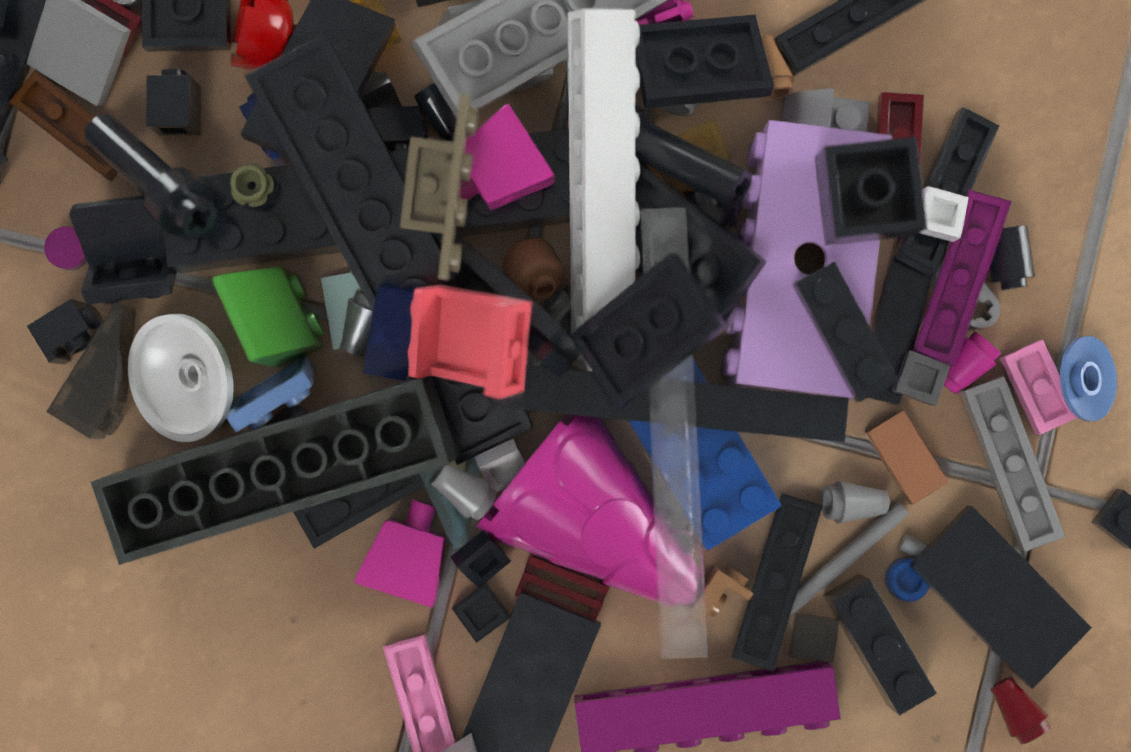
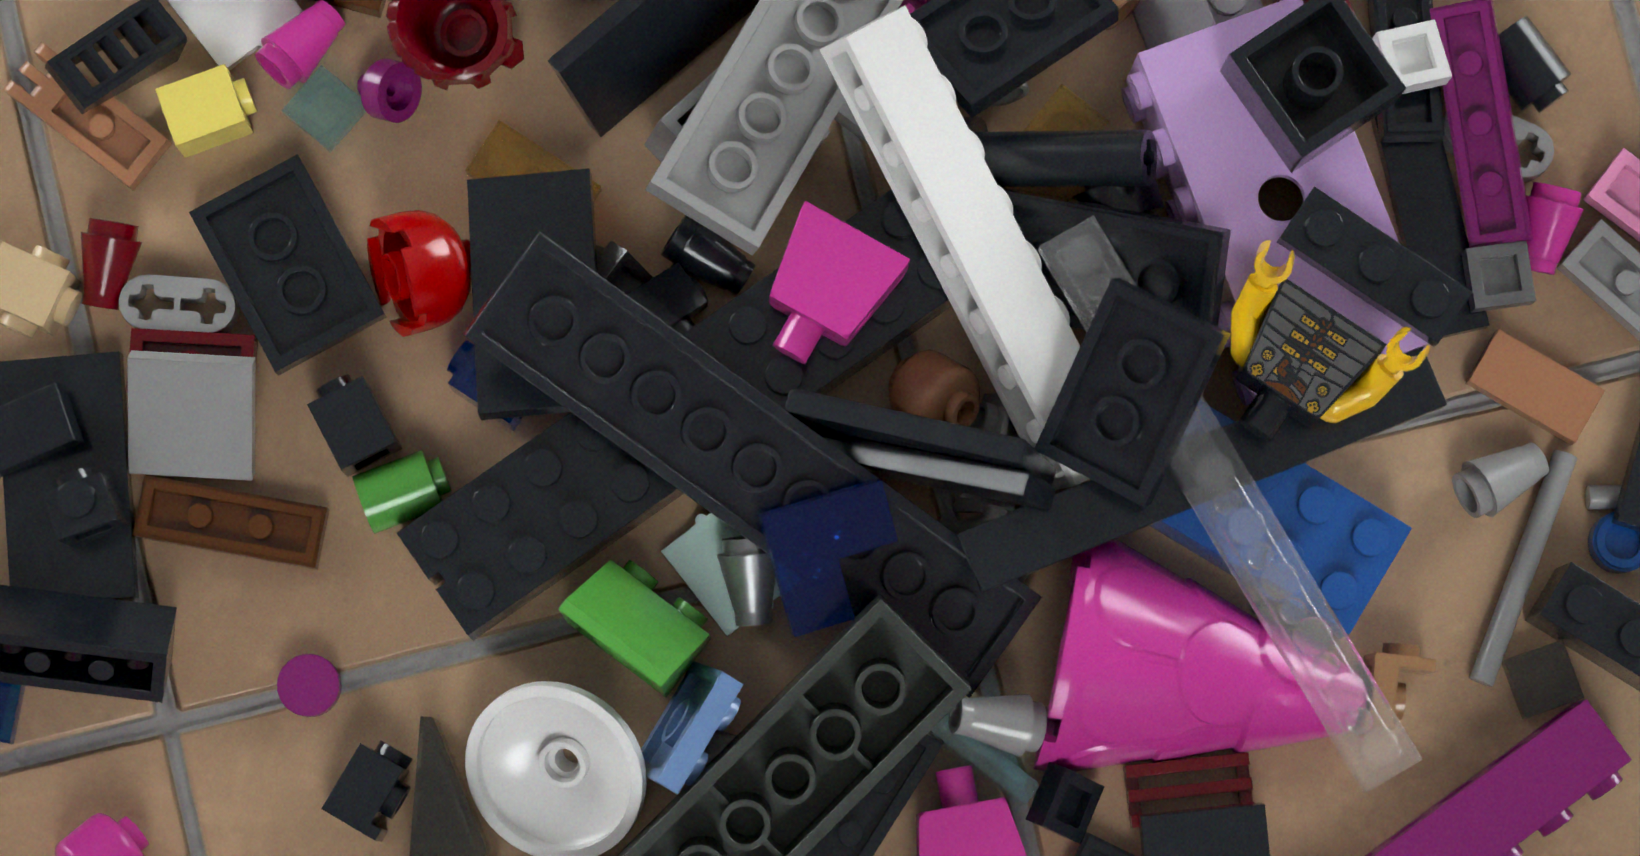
camera: 35 degrees left, 5 degrees down
(122, 251) = (394, 645): black bracket -> none
(173, 197) = (446, 537): black piece -> none
(185, 153) = (401, 490): none -> bright green brick
(239, 185) = (511, 466): olive plate -> none
(434, 186) = (773, 349): dark tan bracket -> none
(470, 338) = (916, 516): coral panel -> none
(500, 464) = (1027, 665): white plate -> none
(771, 365) = (1306, 354): none -> torso
(777, 582) = (1458, 632): black tile -> none

